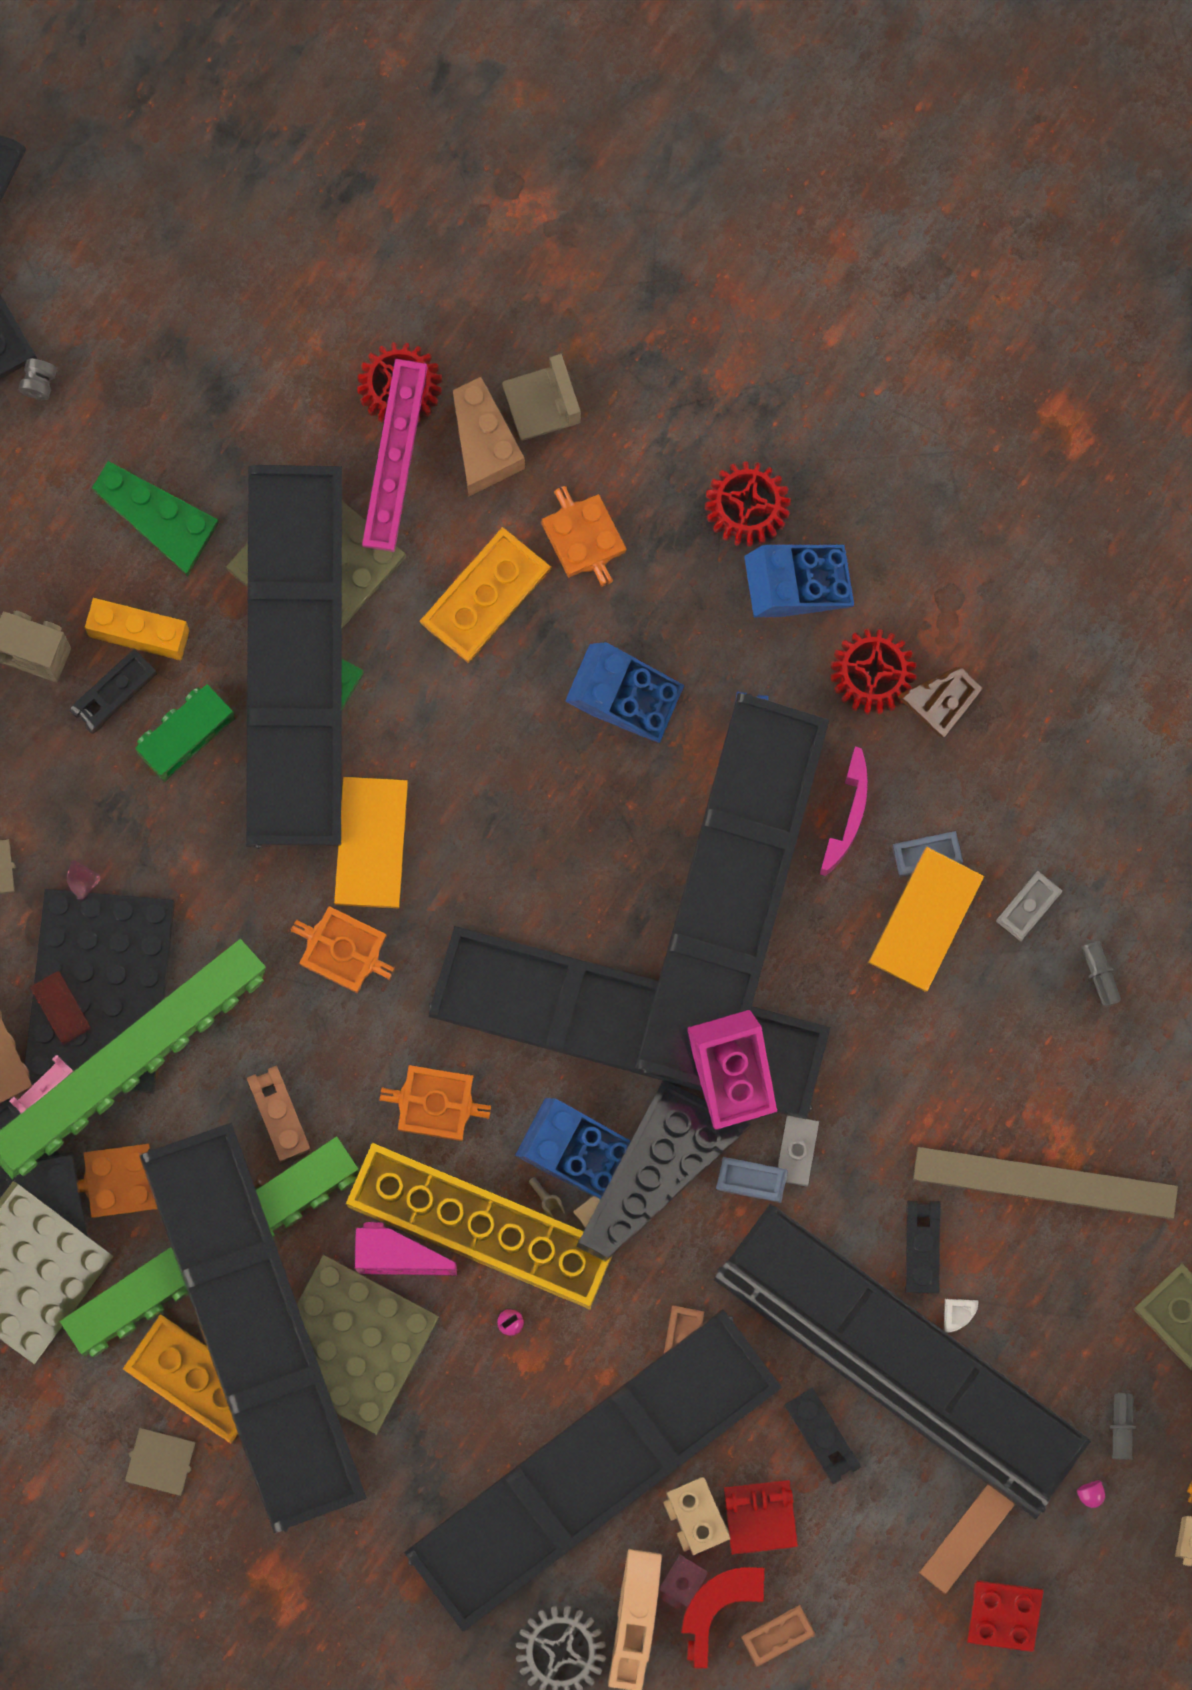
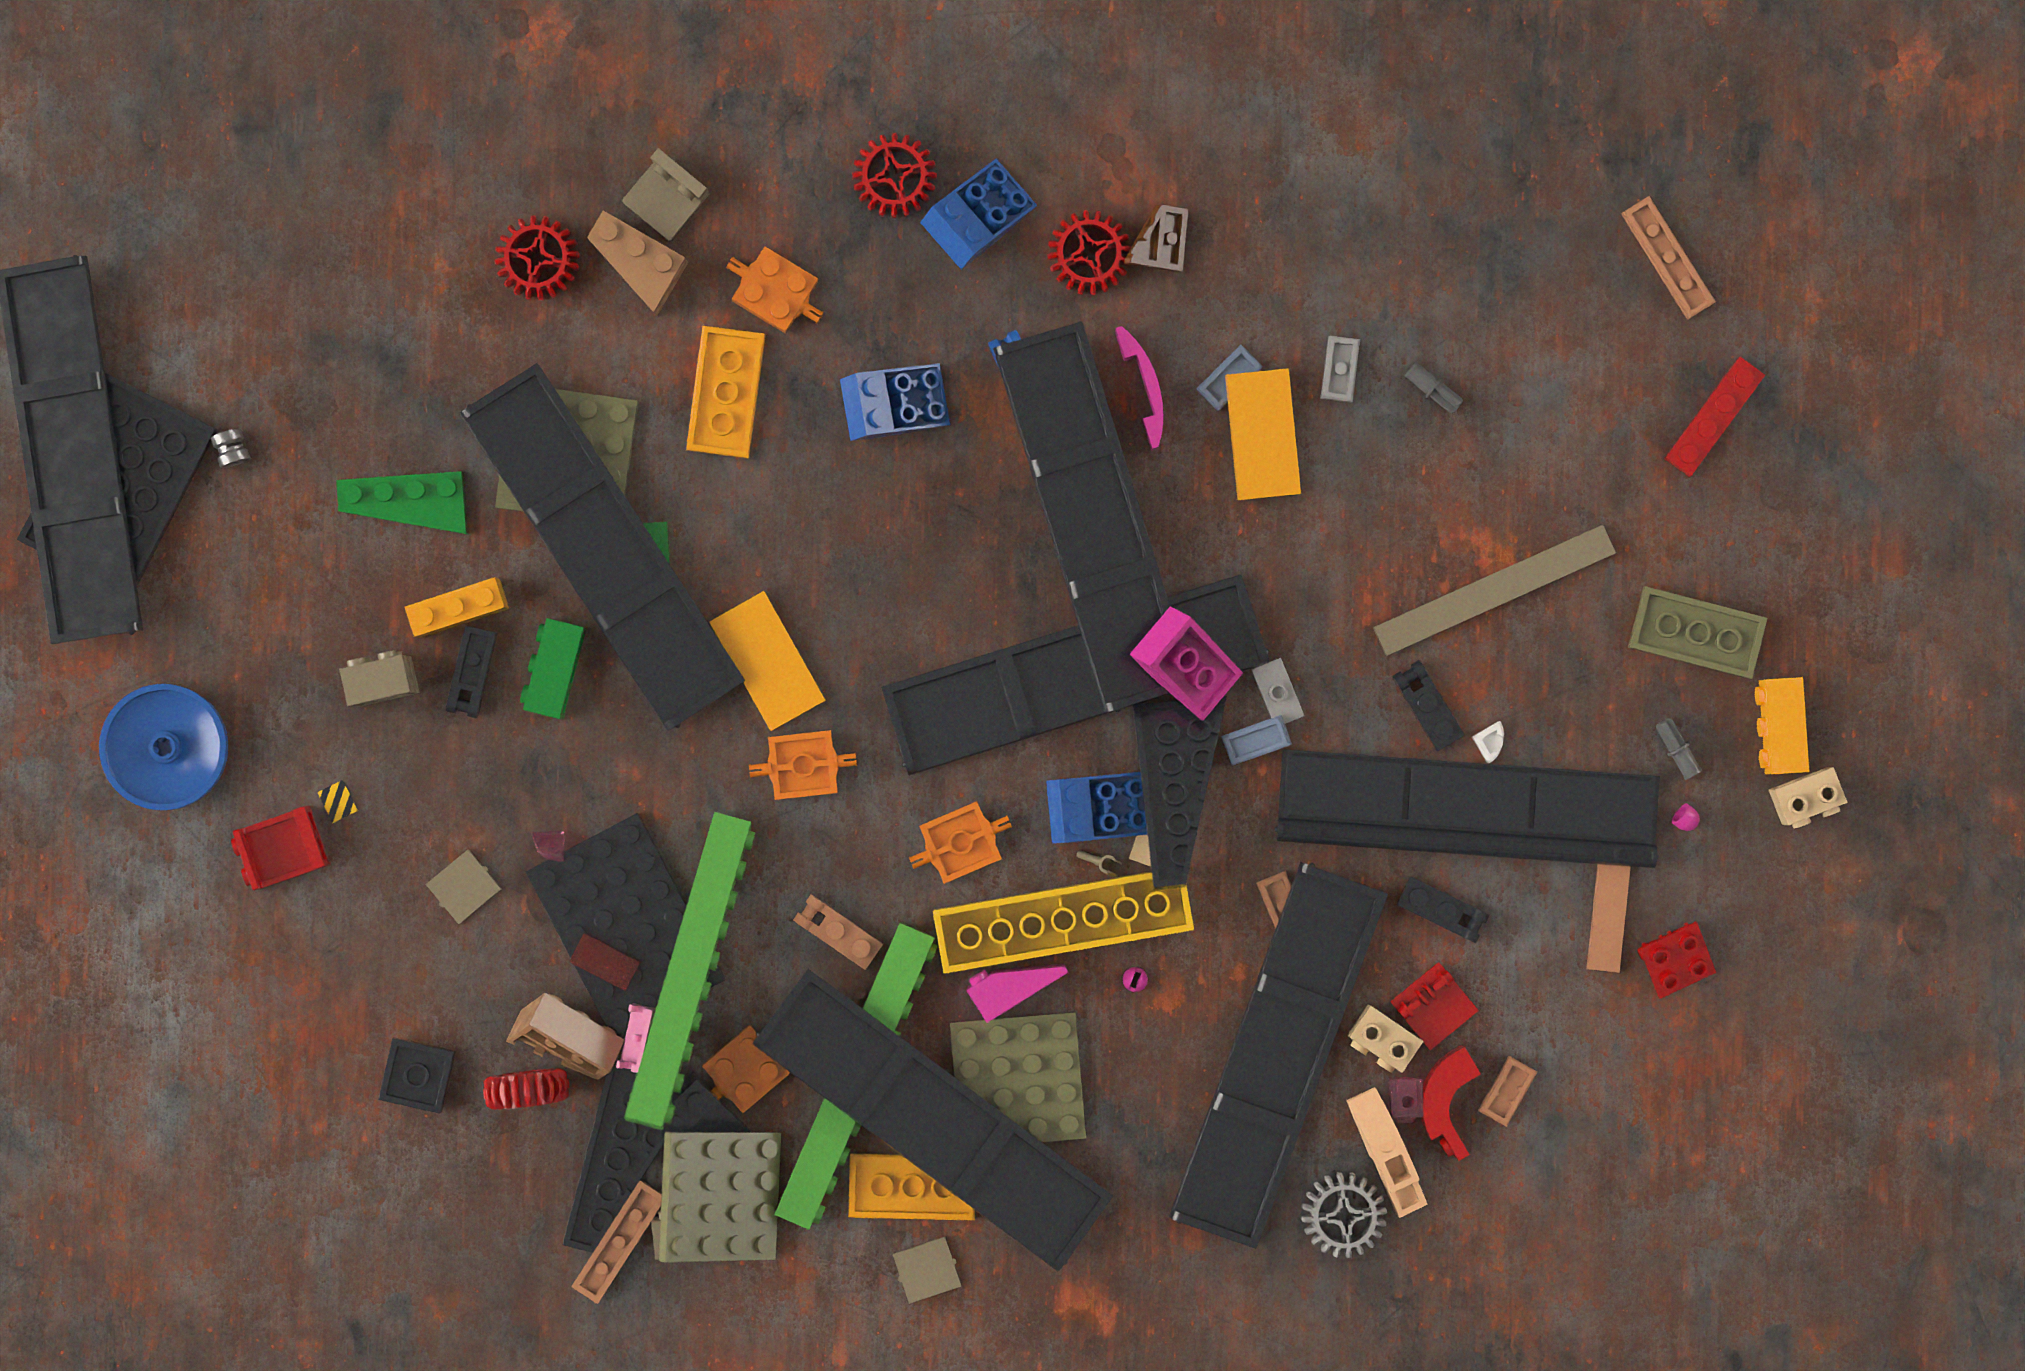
camera: 30 degrees left, 10 degrees up
(394, 455) = (575, 324): dark pink plate -> none

